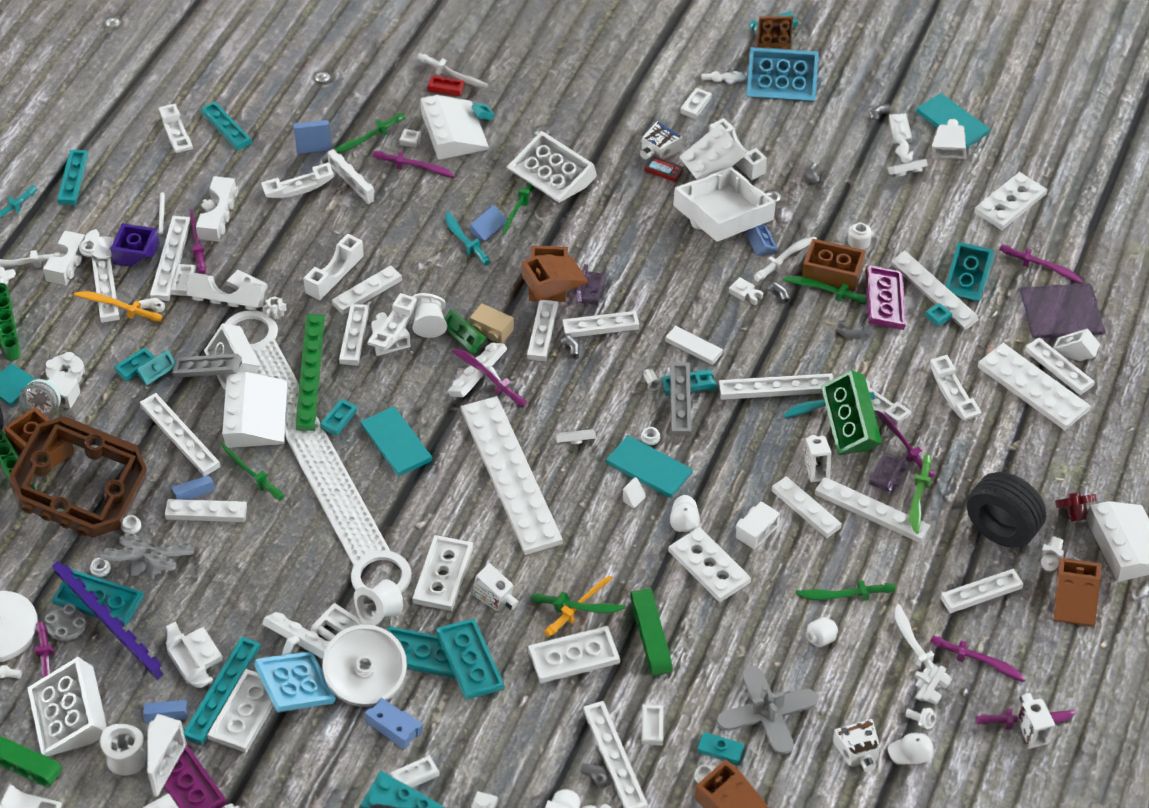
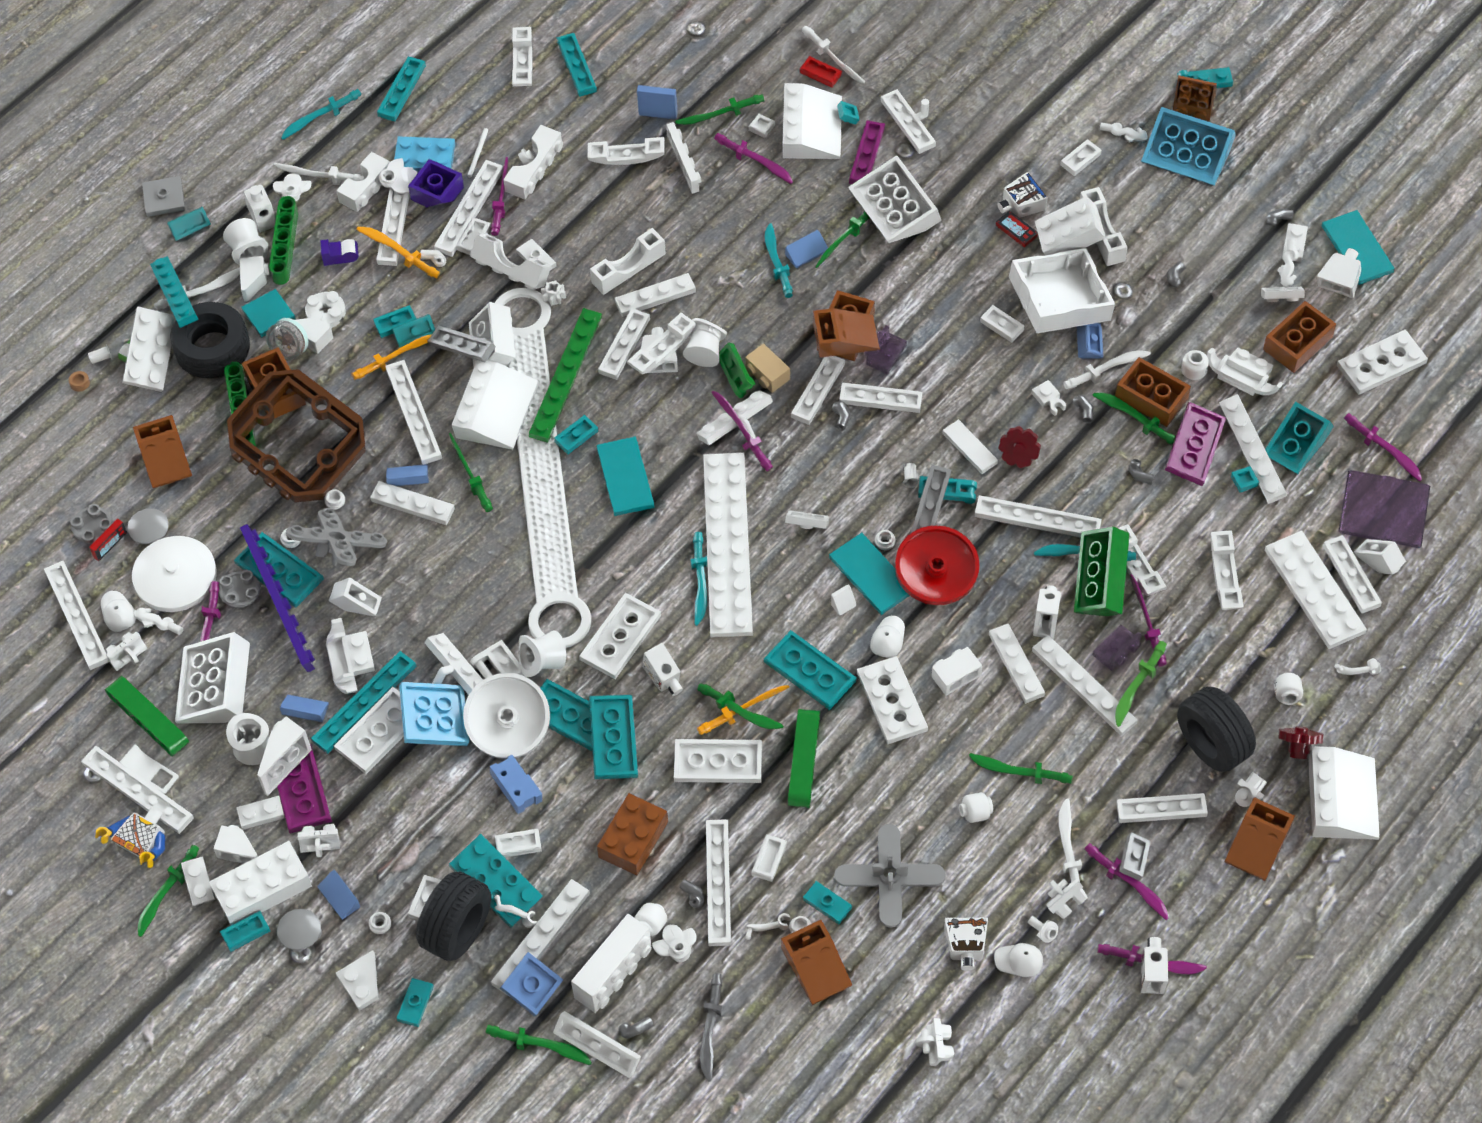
camera: 20 degrees right, 10 degrees up
(61, 319) = (339, 252): none -> dark purple leg
(109, 222) = (417, 151): none -> medium azure plate
(134, 399) = (380, 361): none -> light orange sword
(181, 602) = (354, 597): none -> white slope
(492, 495) = (699, 563): none -> teal sword
(510, 137) = (867, 150): none -> magenta tile
(520, 736) = (632, 834): none -> dark orange brick
(537, 106) = (909, 121): none -> white plate
(626, 558) = (810, 669): none -> teal tile
(682, 243) = (1002, 323): none -> white plate
(684, 778) = (764, 927): none -> white piece
(706, 443) = (937, 565): none -> red dish
(739, 333) = (1019, 447): none -> dark red plant
(902, 233) = (1244, 372): none -> white plate
(937, 195) = (1299, 336): none -> dark orange brick
(976, 635) = (1134, 856): none -> light grey plate
(1047, 467) = (1288, 688): none -> white head
(1107, 432) = (1373, 668): none -> white piece

